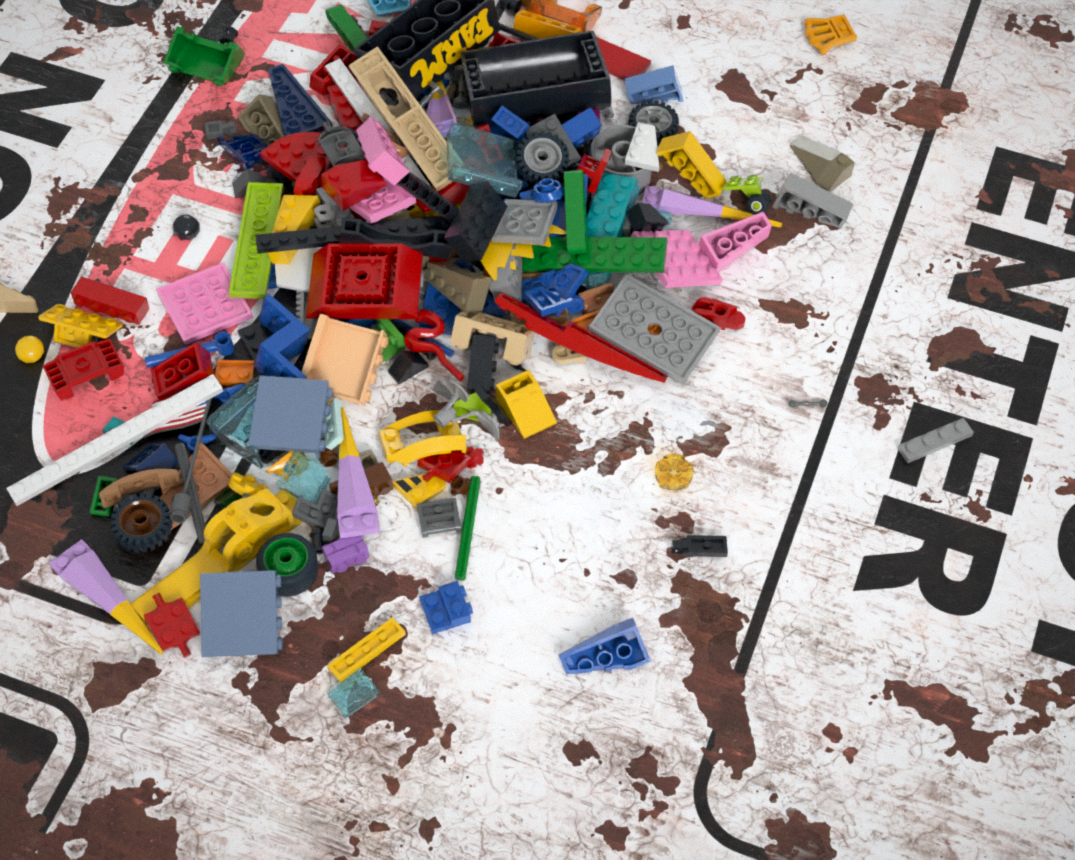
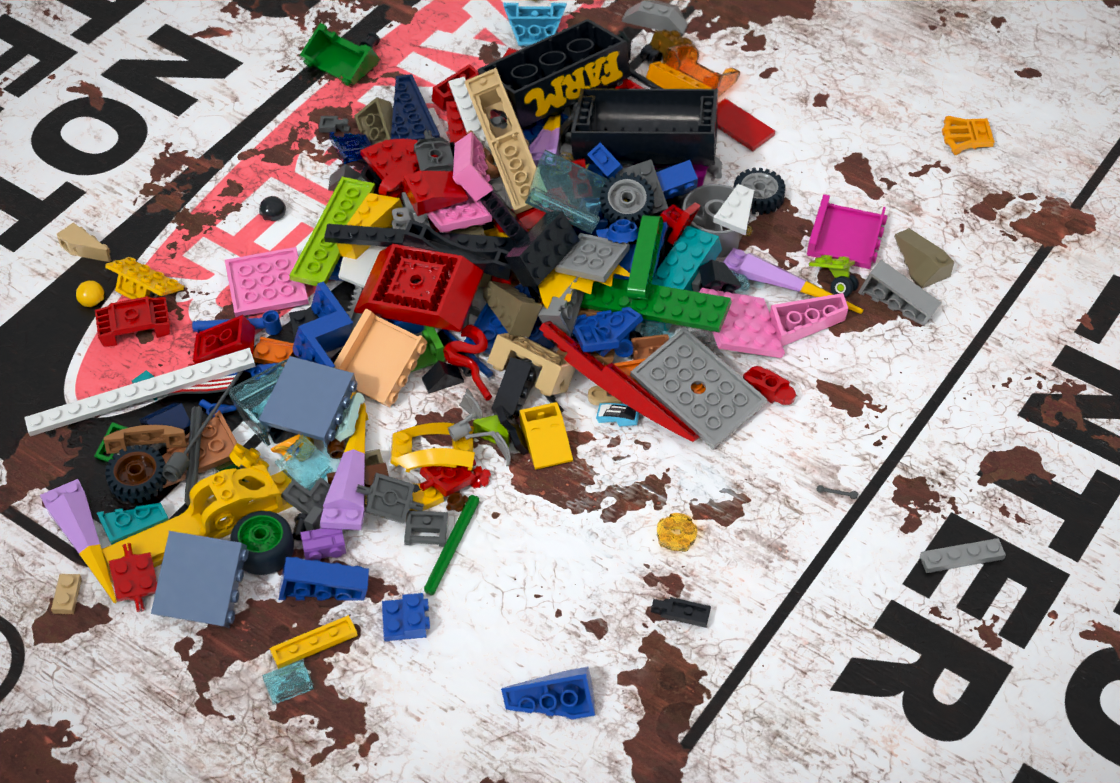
camera: 15 degrees right, 5 degrees down
(108, 655) = (66, 594): none -> tan plate
(110, 300) = (178, 263): red brick -> none
(146, 573) = (126, 523): none -> teal wing
(345, 26) = (482, 47): green beam -> none
(357, 589) = (322, 580): none -> blue wedge
(397, 495) = (389, 498): none -> dark grey plate
(426, 98) = (537, 129): dark grey wheel -> none
(585, 368) = (617, 413): none -> slope
(654, 86) = (771, 154): medium blue wedge -> none
(693, 163) = (783, 233): yellow wedge -> none
(747, 150) = (846, 233): none -> dark pink panel

